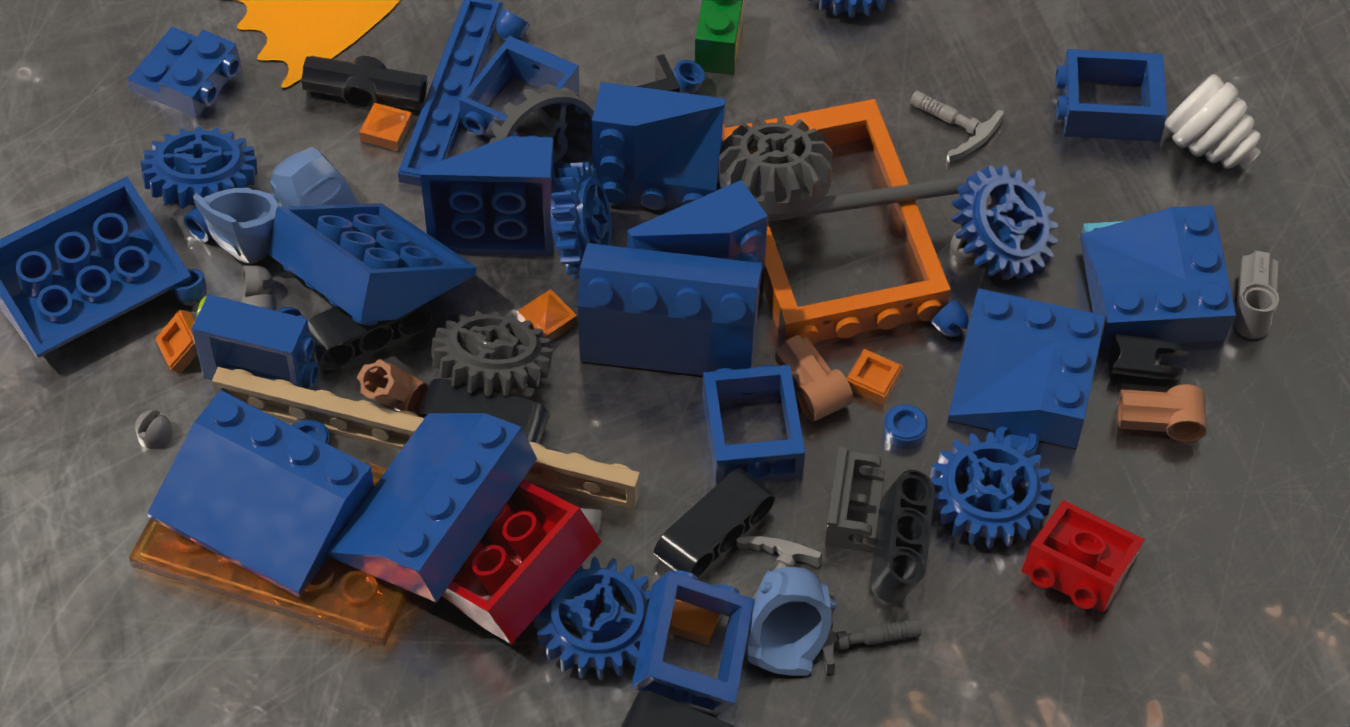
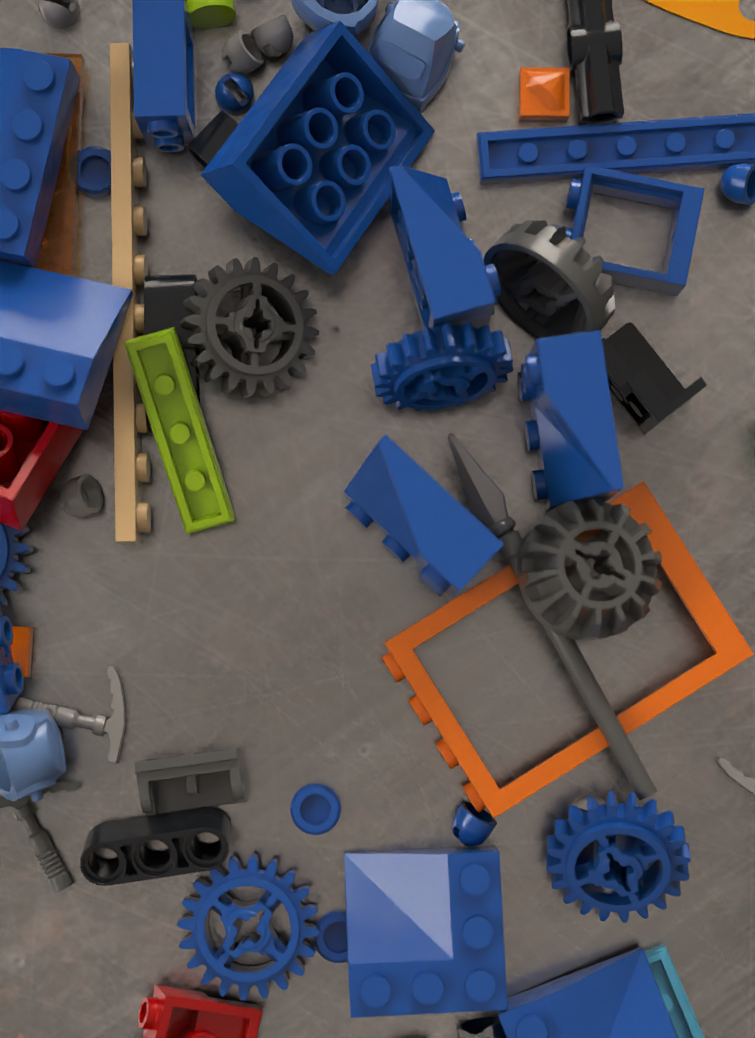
camera: 75 degrees right, 30 degrees up
(392, 386) = (168, 236): nougat piece -> none
(549, 314) = (335, 369): orange tile -> none
(564, 419) = (180, 430): none -> lime tile
(666, 310) = (340, 505): blue slope -> none
(689, 76) = (739, 413): blue hinge -> none
(715, 524) = (114, 639): black beam -> none
(759, 459) = (207, 658): blue window -> none
(816, 385) = (330, 698): nougat piece -> none
(874, 376) = (371, 755): orange tile -> none

